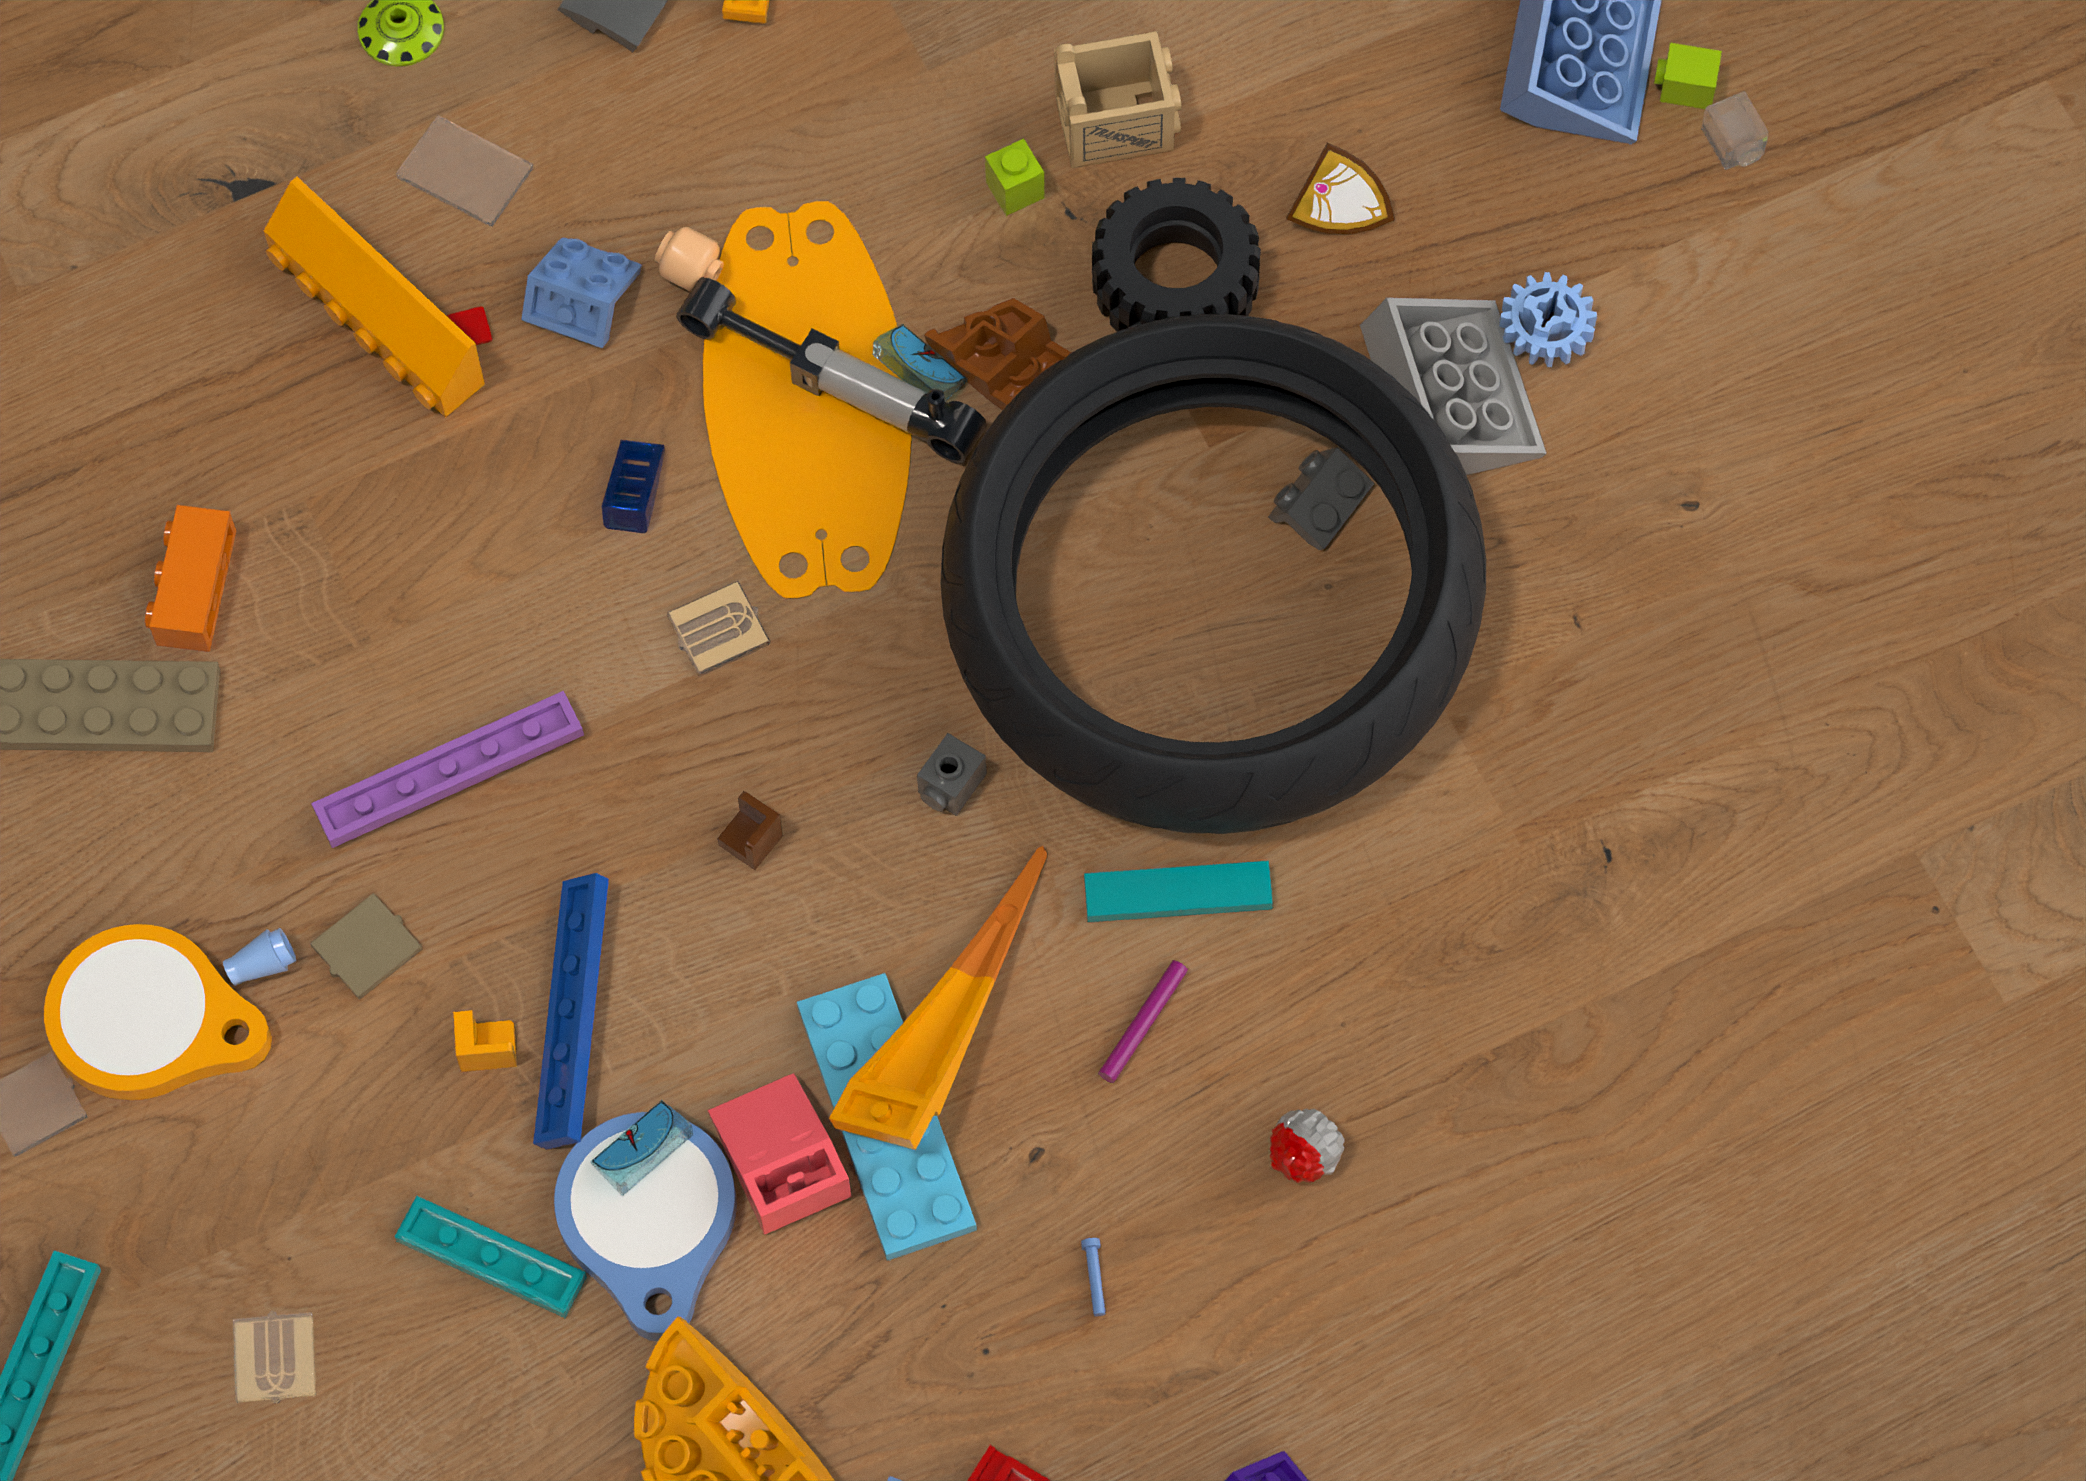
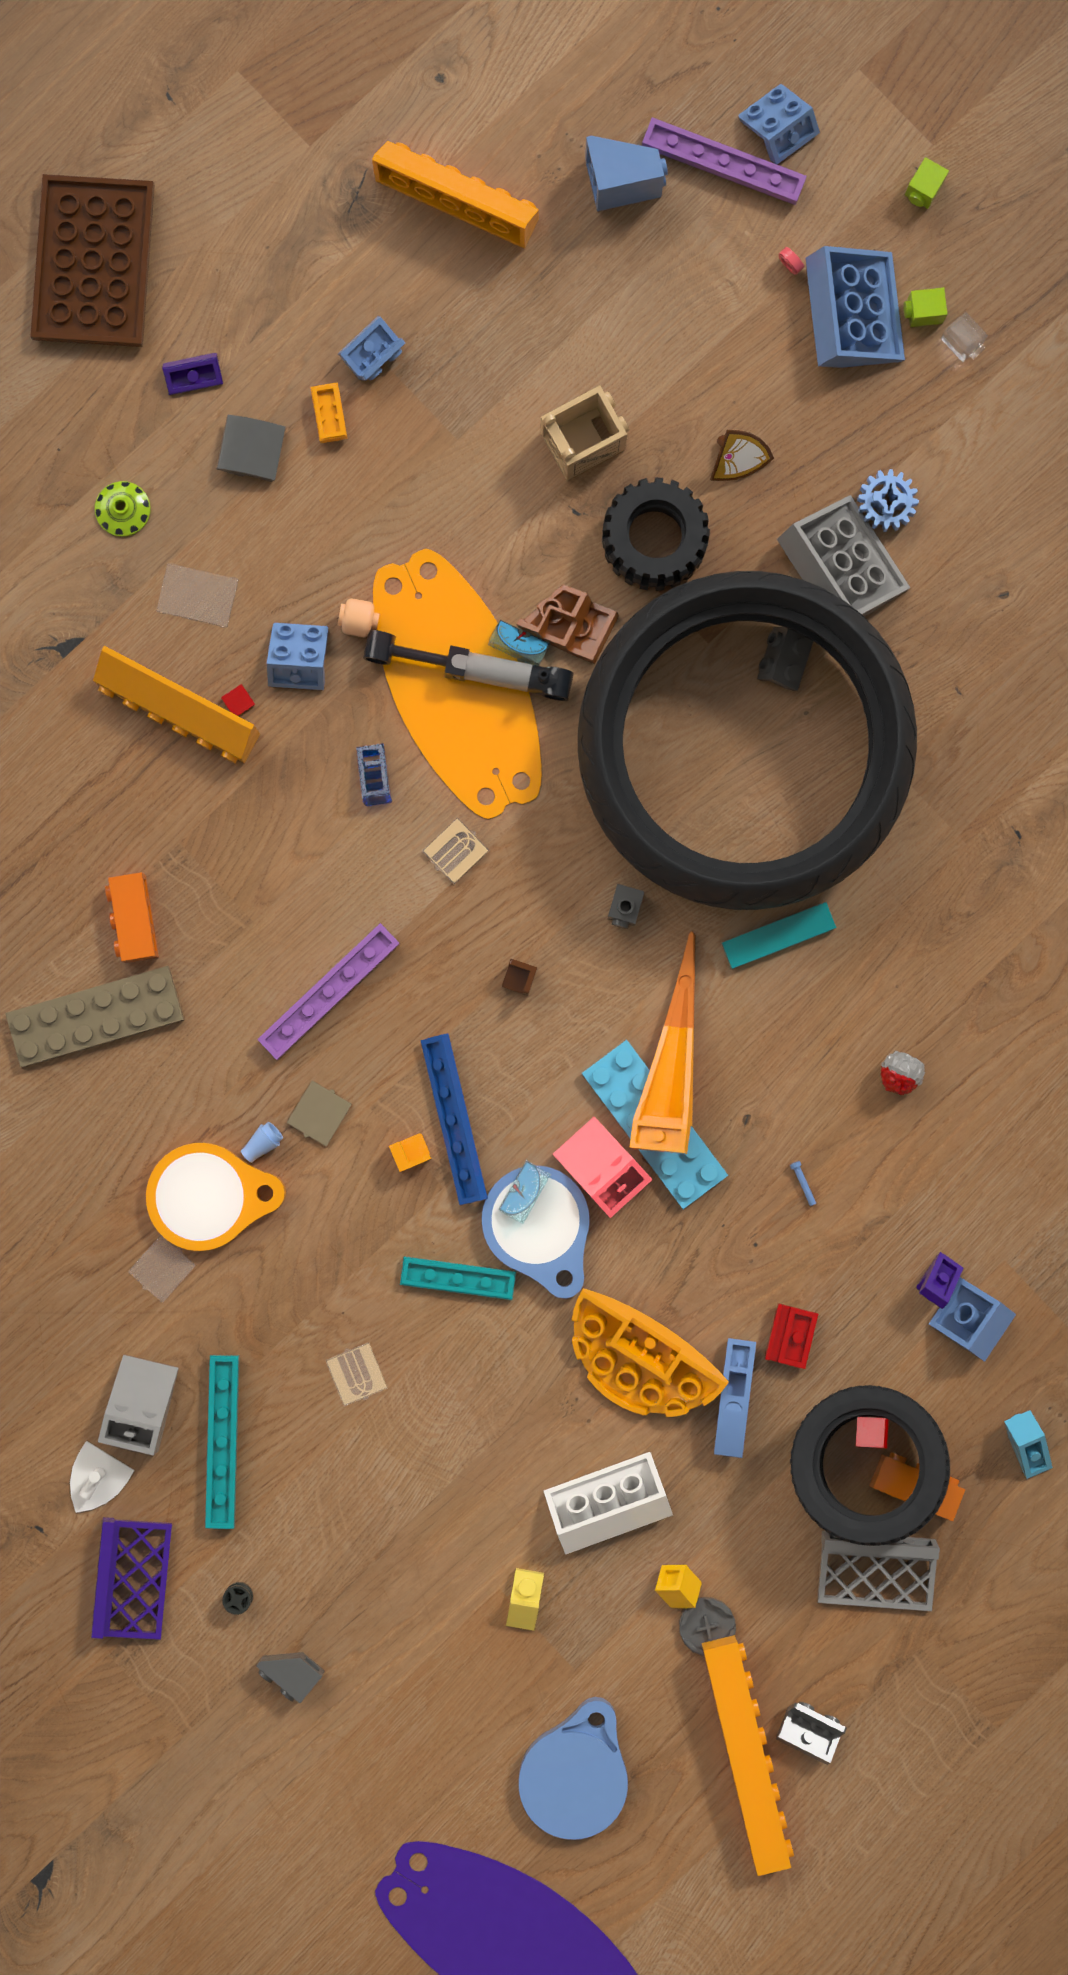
camera: 20 degrees left, 20 degrees up
(1014, 177) = (537, 501): lime brick -> none
(1143, 1021) = (783, 1021): magenta bar -> none

